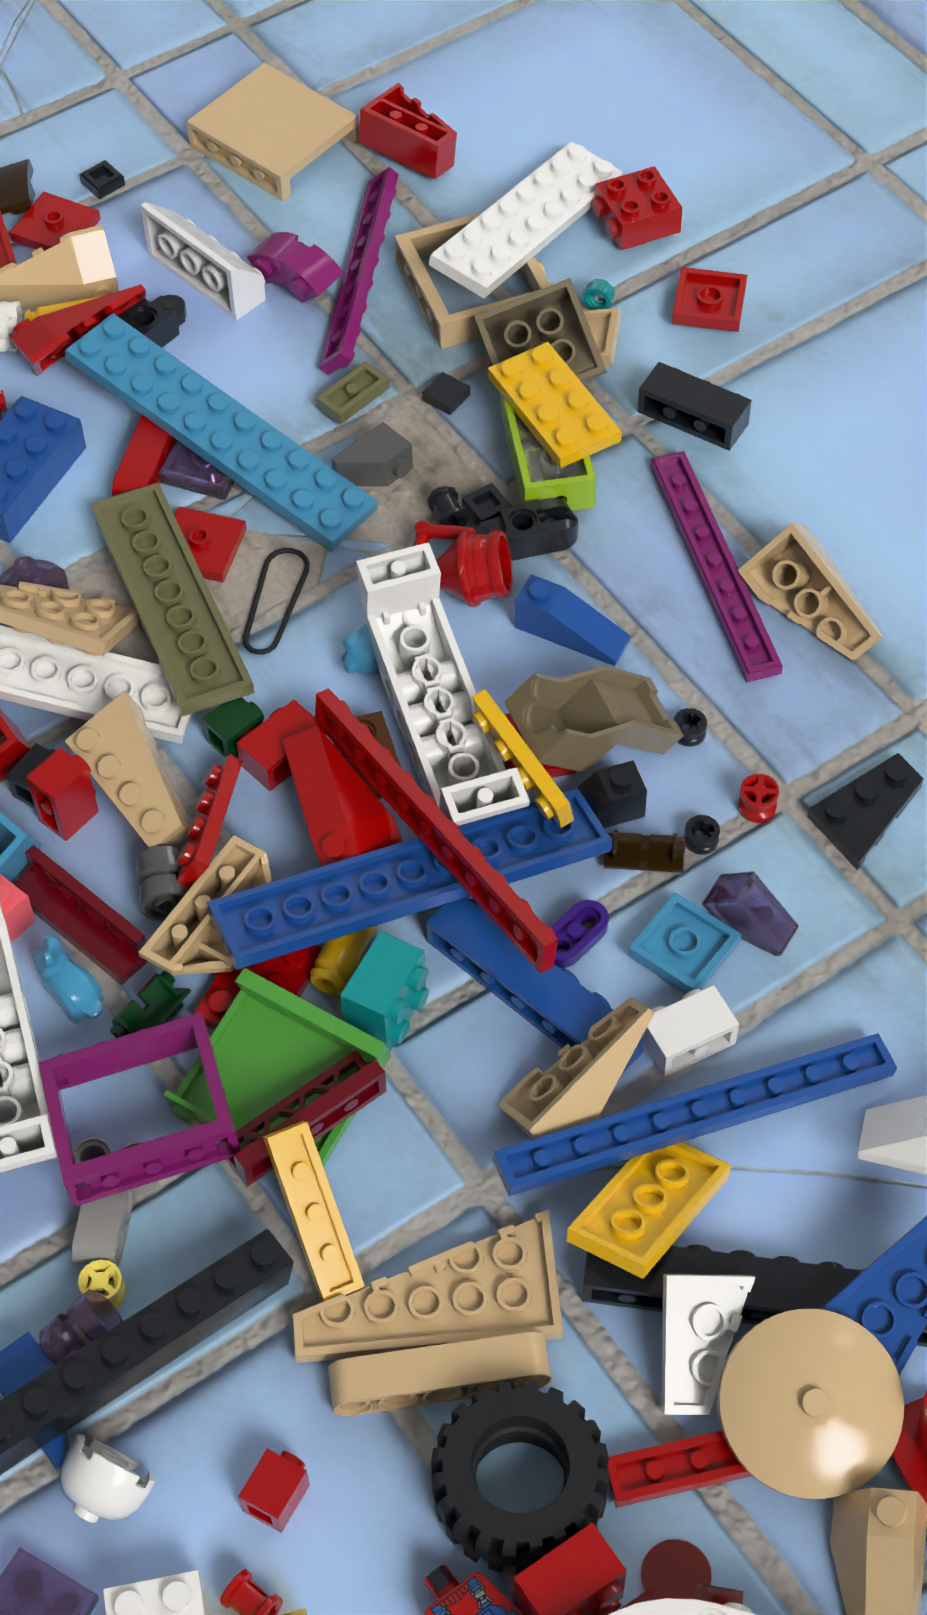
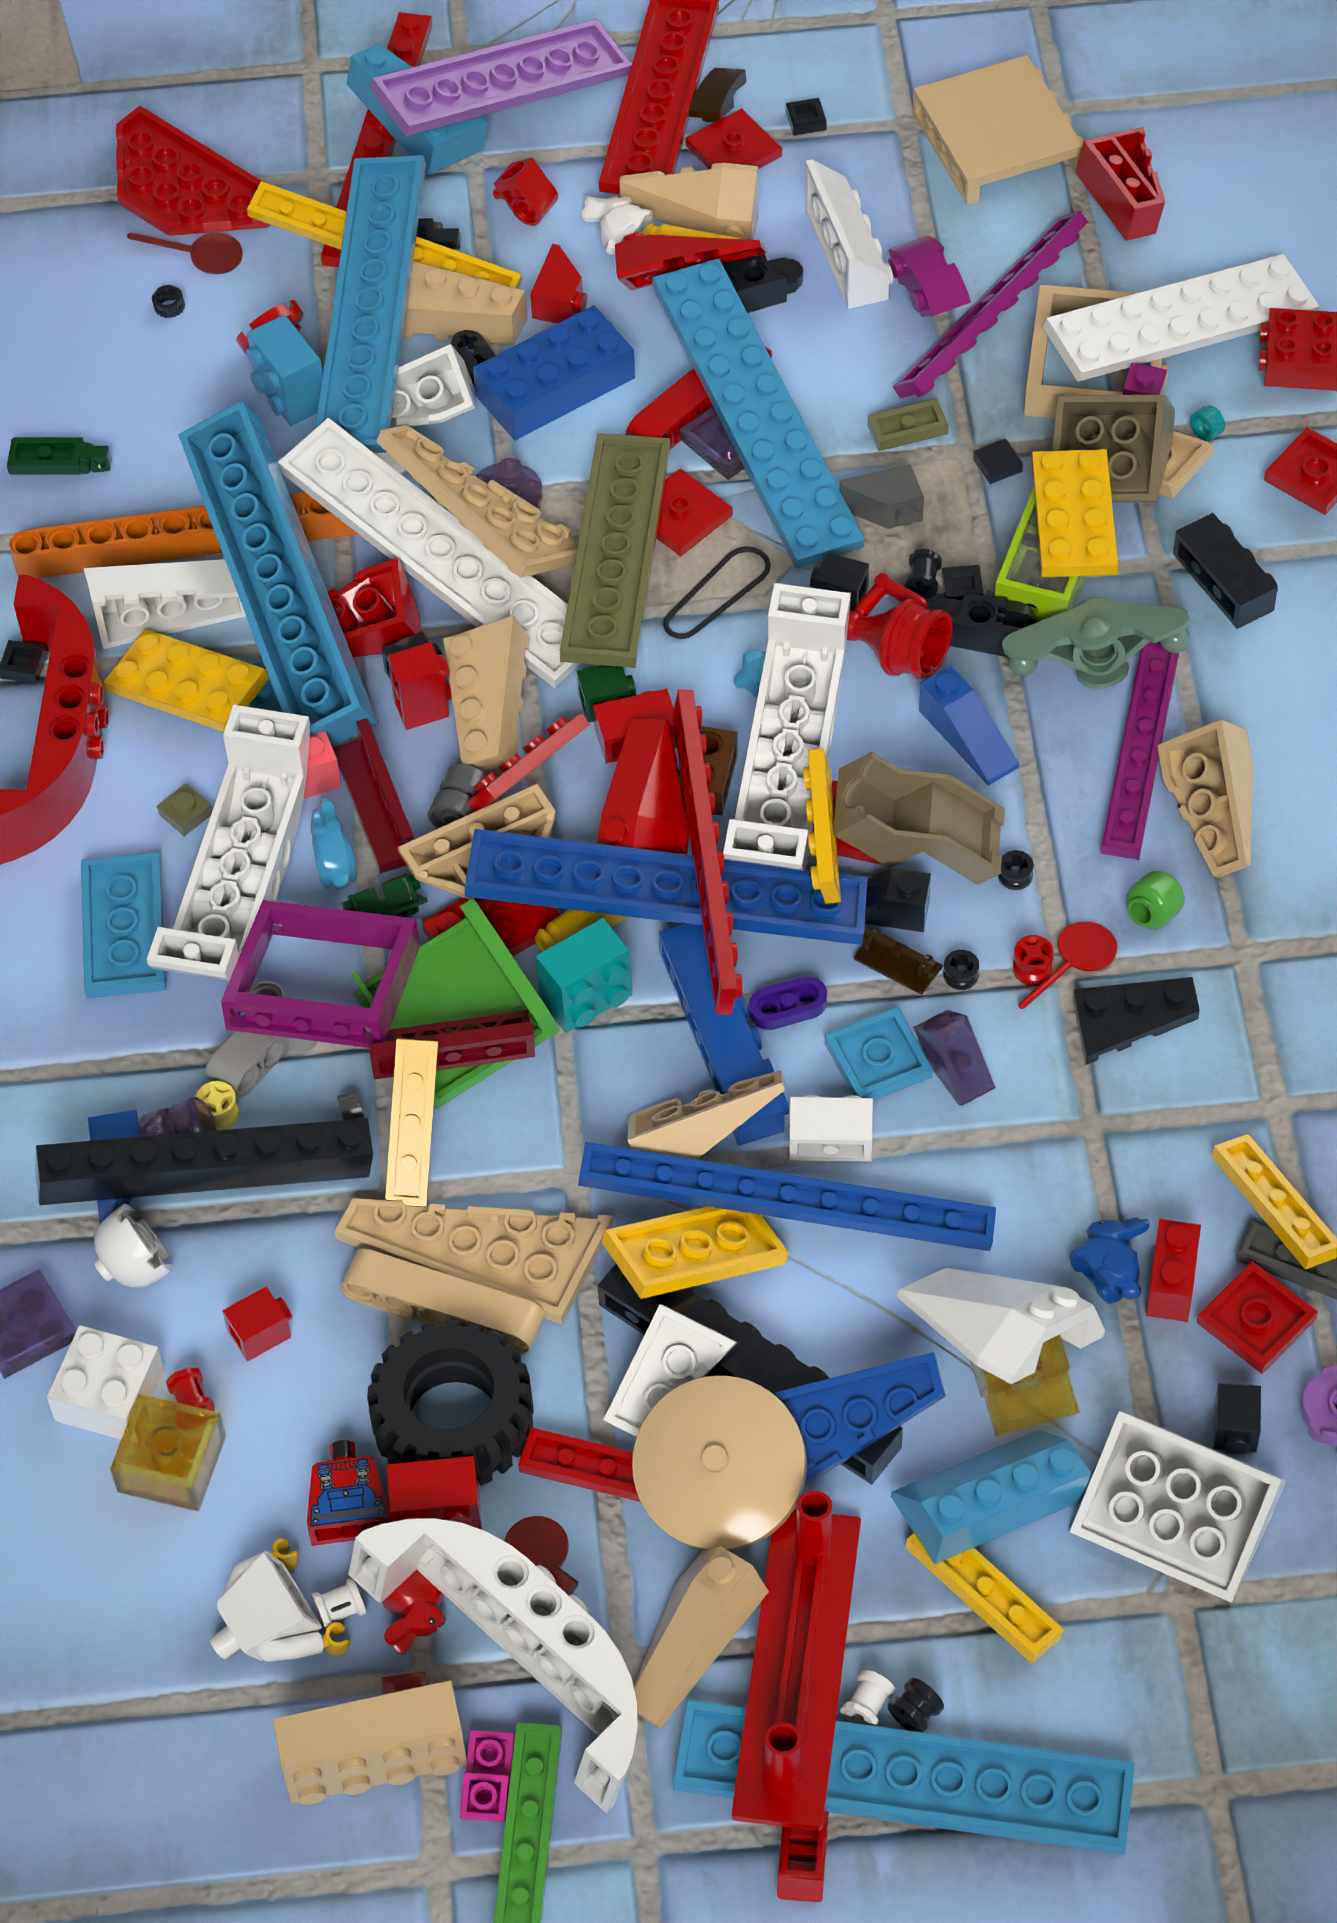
camera: 30 degrees right, 0 degrees up
(236, 1226) = (350, 1106): none -> dark grey axle
(379, 538) = (842, 575): none -> black brick
(534, 277) = (1144, 380): none -> magenta plate
(637, 501) = (1097, 639): none -> sand green piece
(792, 769) = (1083, 947): none -> red piece
(825, 700) = (1154, 900): none -> bright green head

